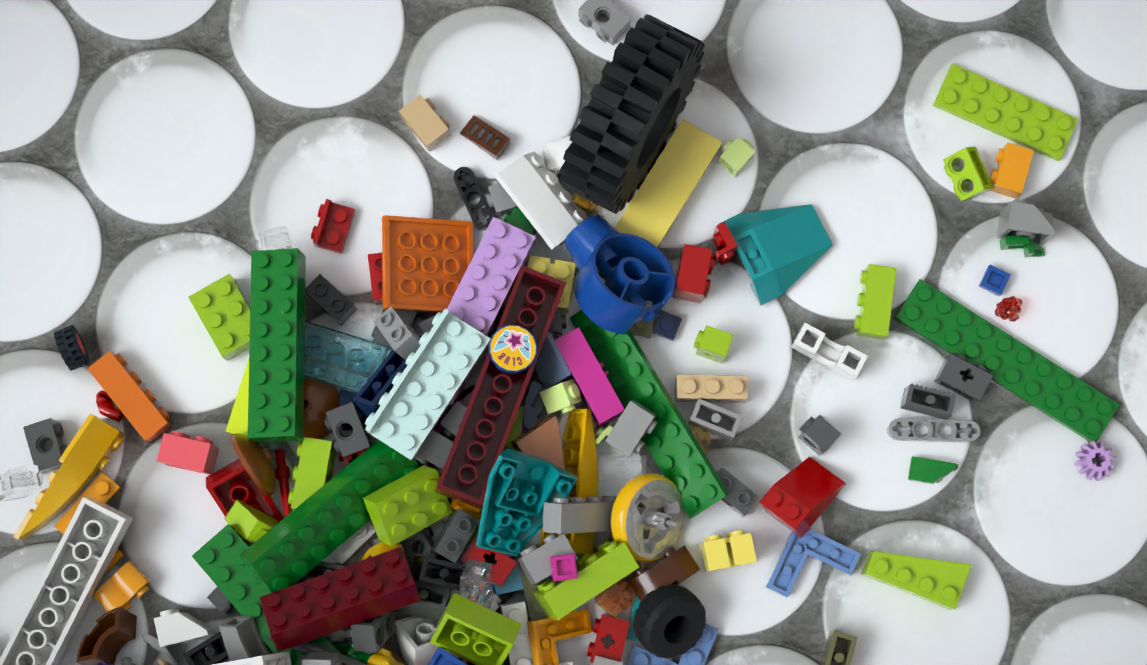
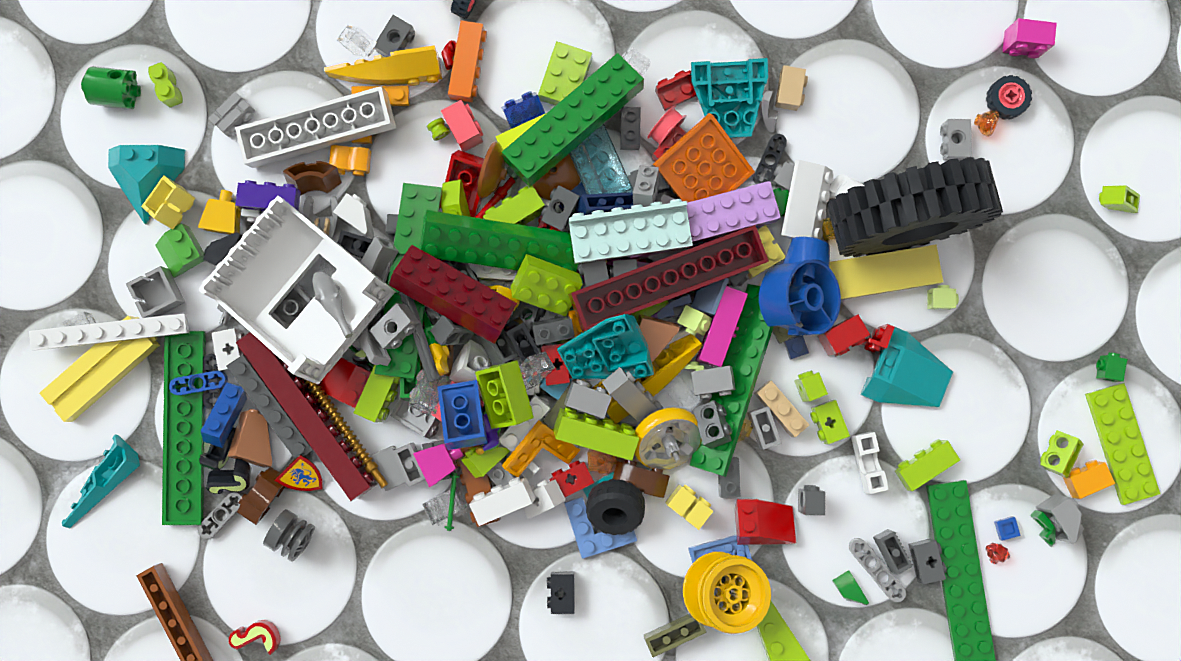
camera: 50 degrees right, 5 degrees up
(169, 479) = (438, 129): none -> lime wheel
(223, 383) = (523, 109): none -> clear blue bracket
(358, 265) = (666, 125): none -> coral wheel
(380, 179) = (731, 92): none -> teal wedge
(432, 163) = (769, 115): none -> light grey slope
(500, 147) = (822, 147): reddish brown slope -> none
(512, 349) = (698, 264): tile -> none
(563, 567) = (590, 414): dark pink tile -> none
(669, 468) = (708, 427): none -> dark grey brick
(774, 353) = (837, 429): none -> lime brick
(849, 571) = (743, 579): none -> yellow wheel
(928, 62) = (1111, 367): none -> green brick

